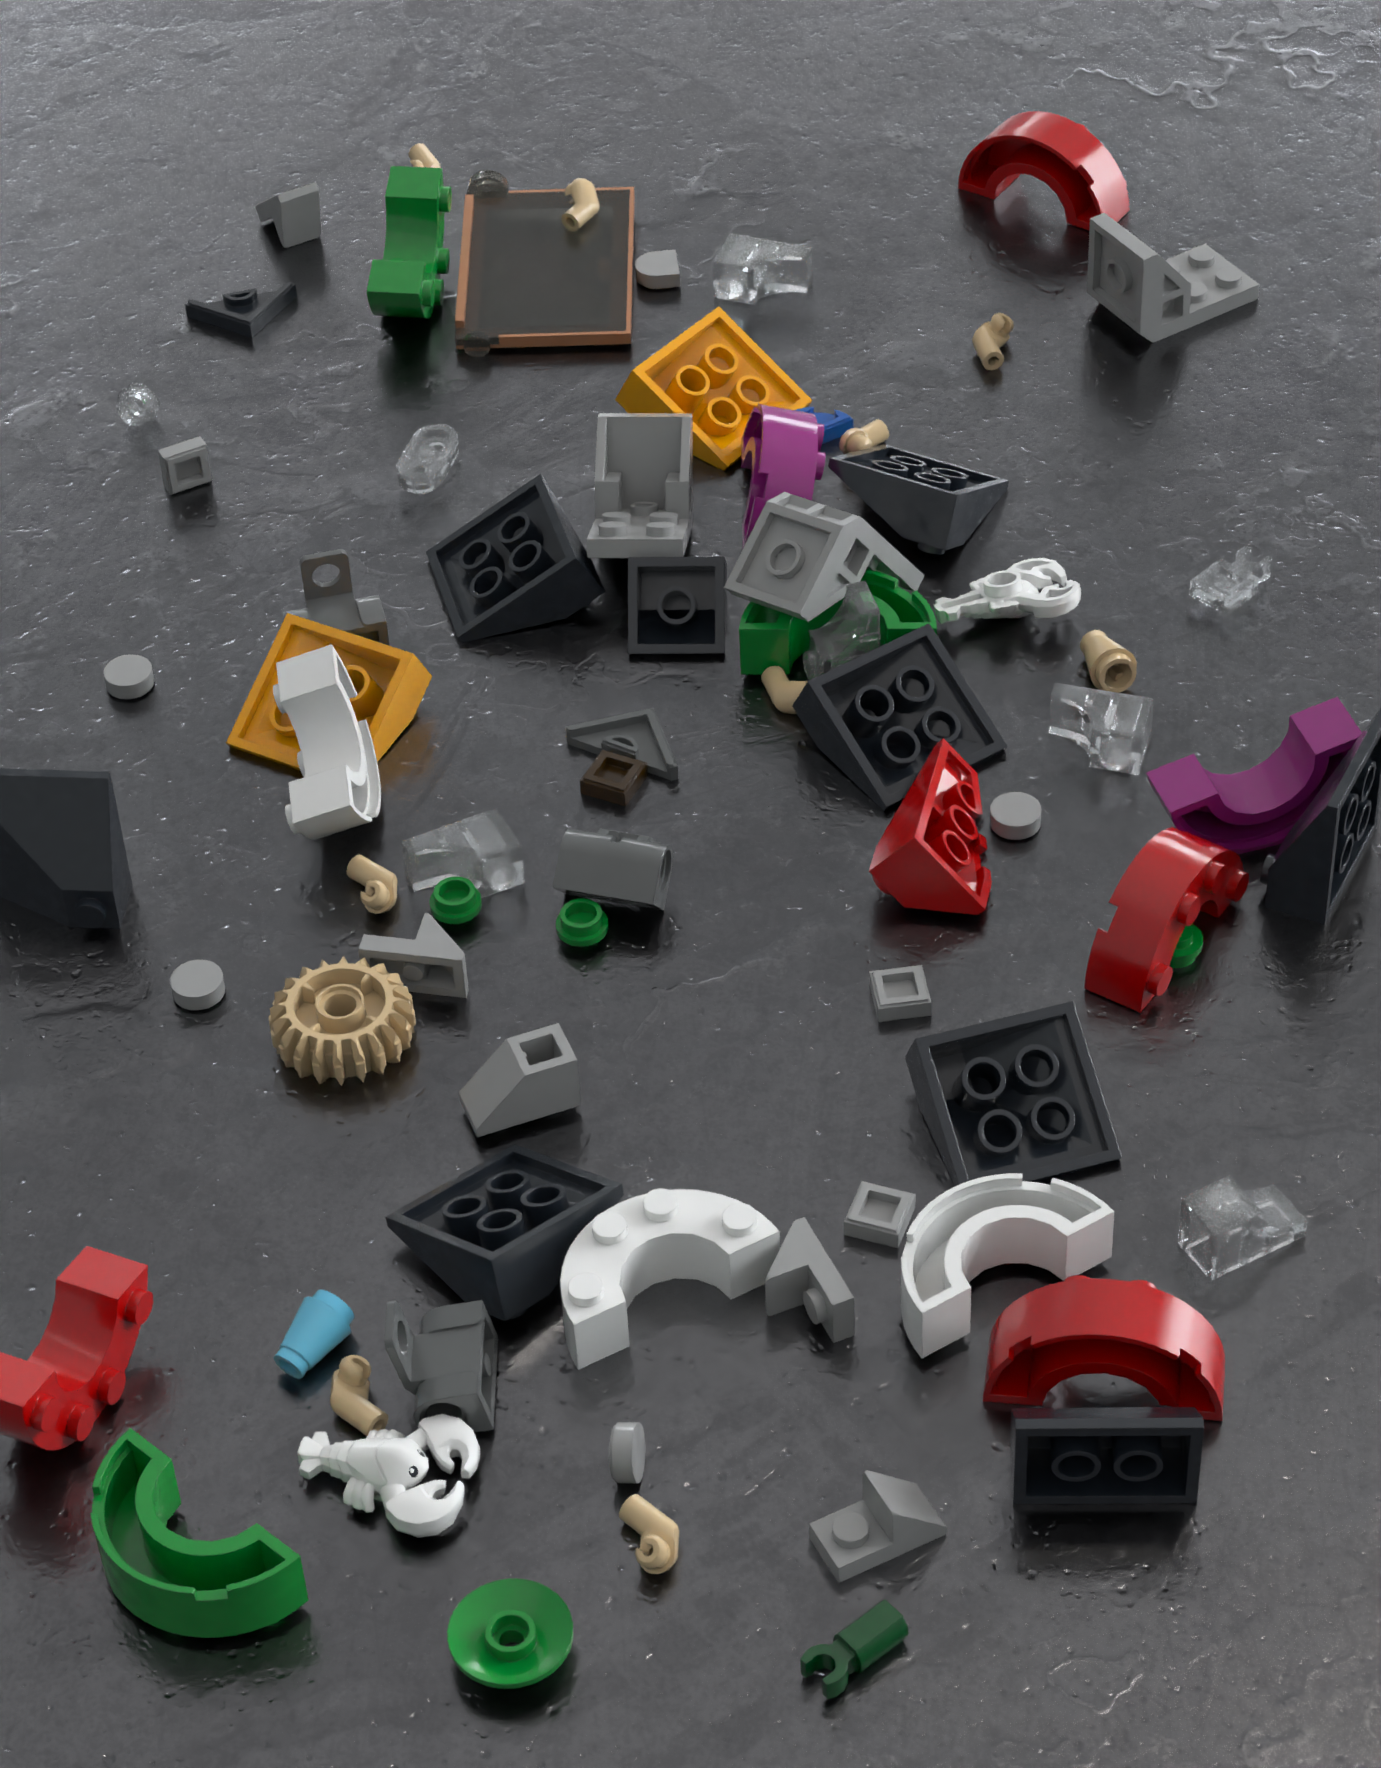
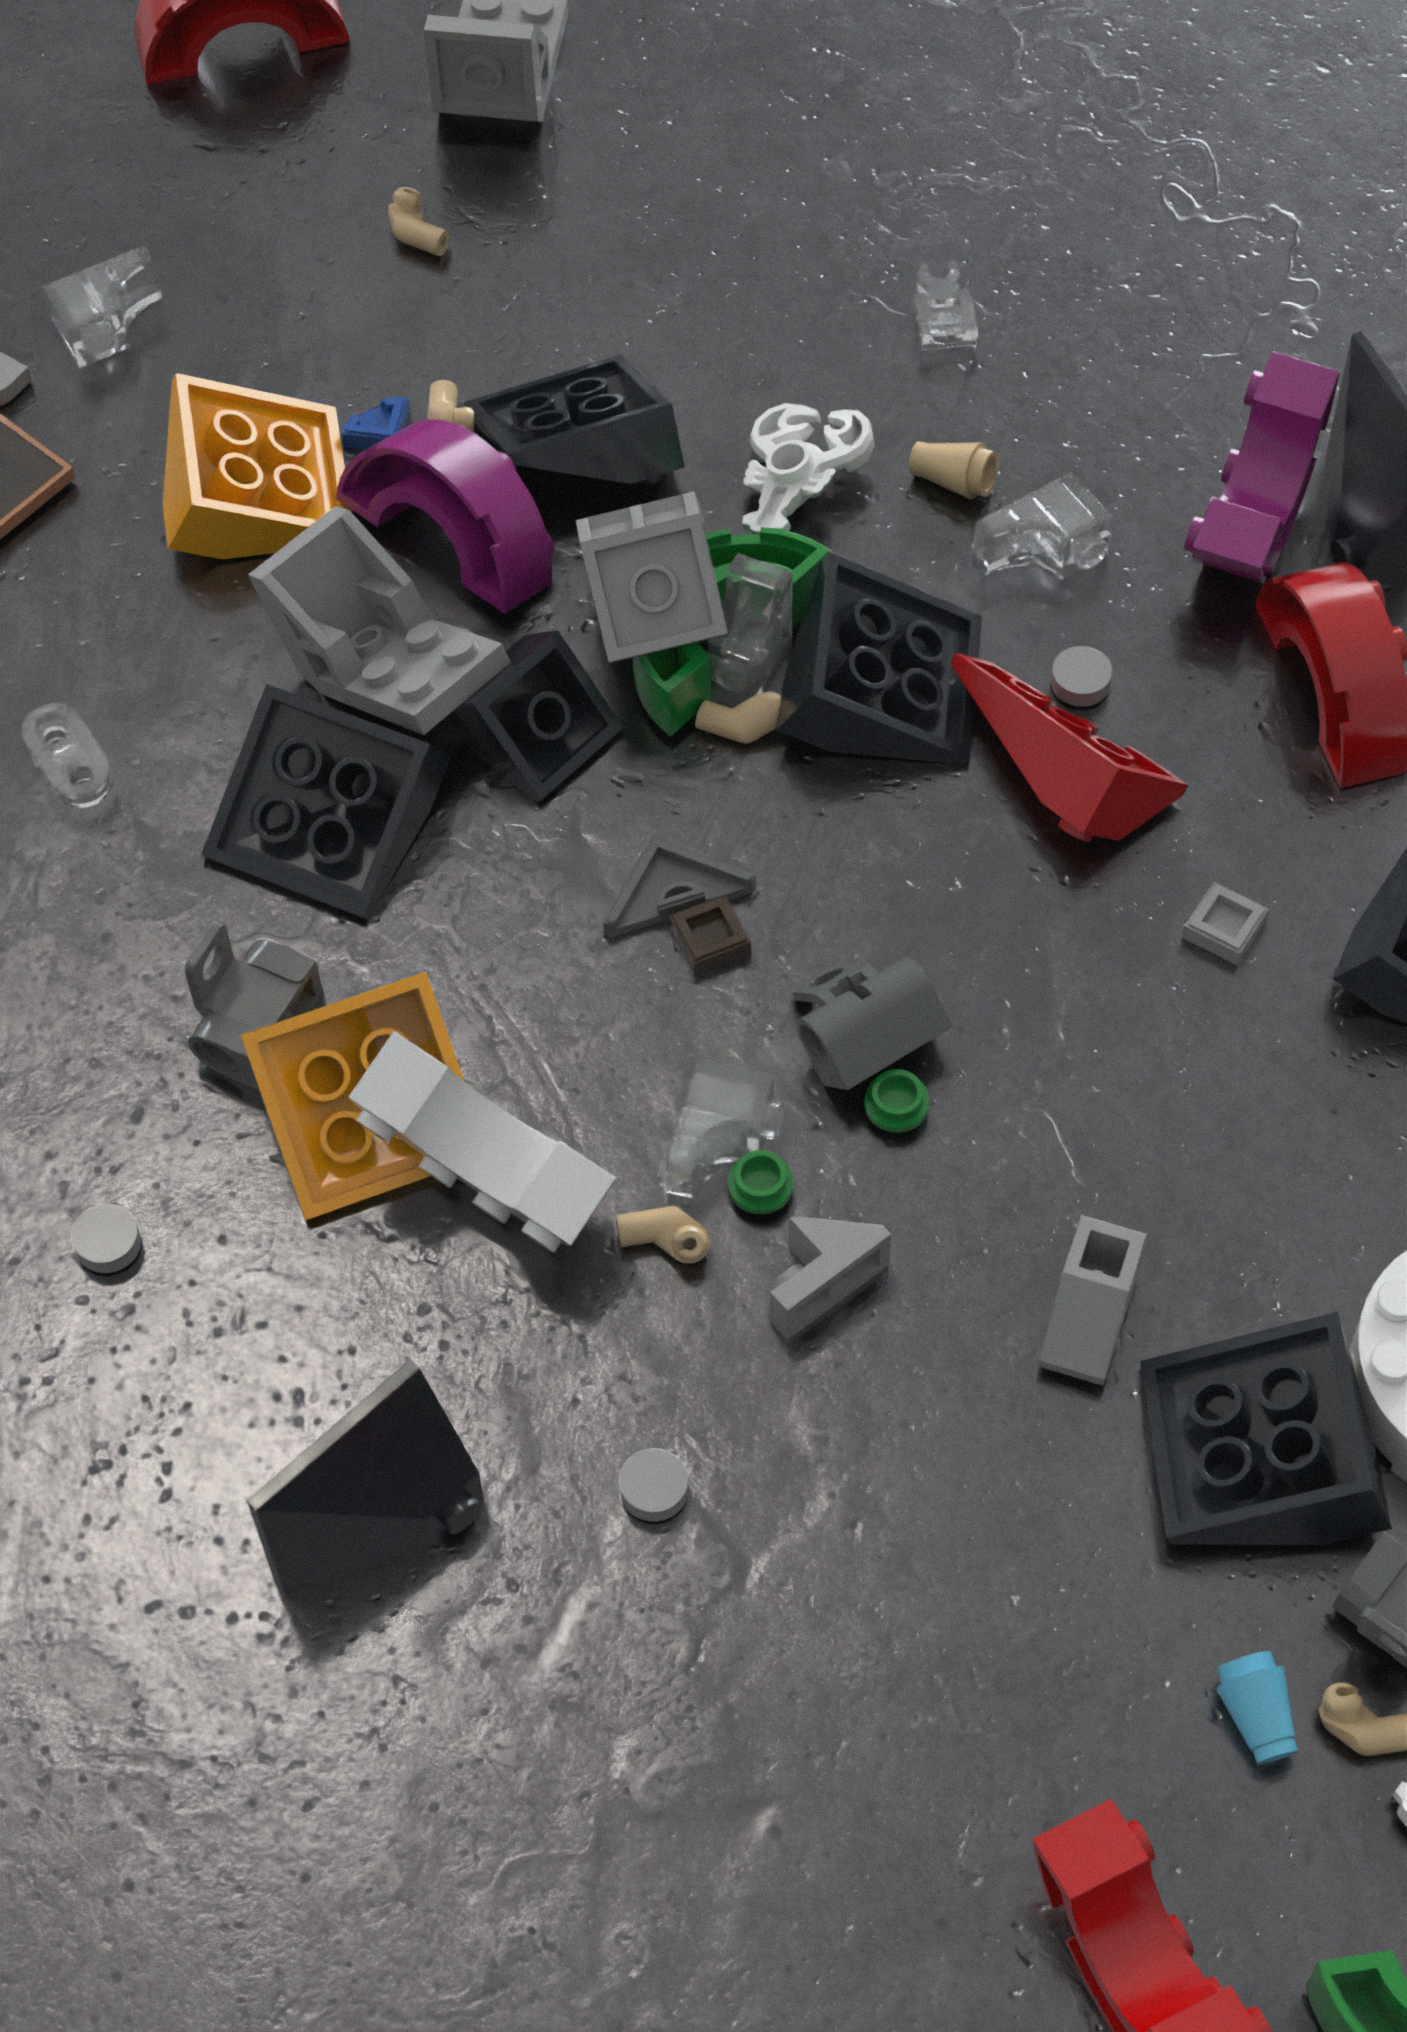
camera: 50 degrees left, 15 degrees up
(342, 1020) = (841, 1430): tan gear -> none

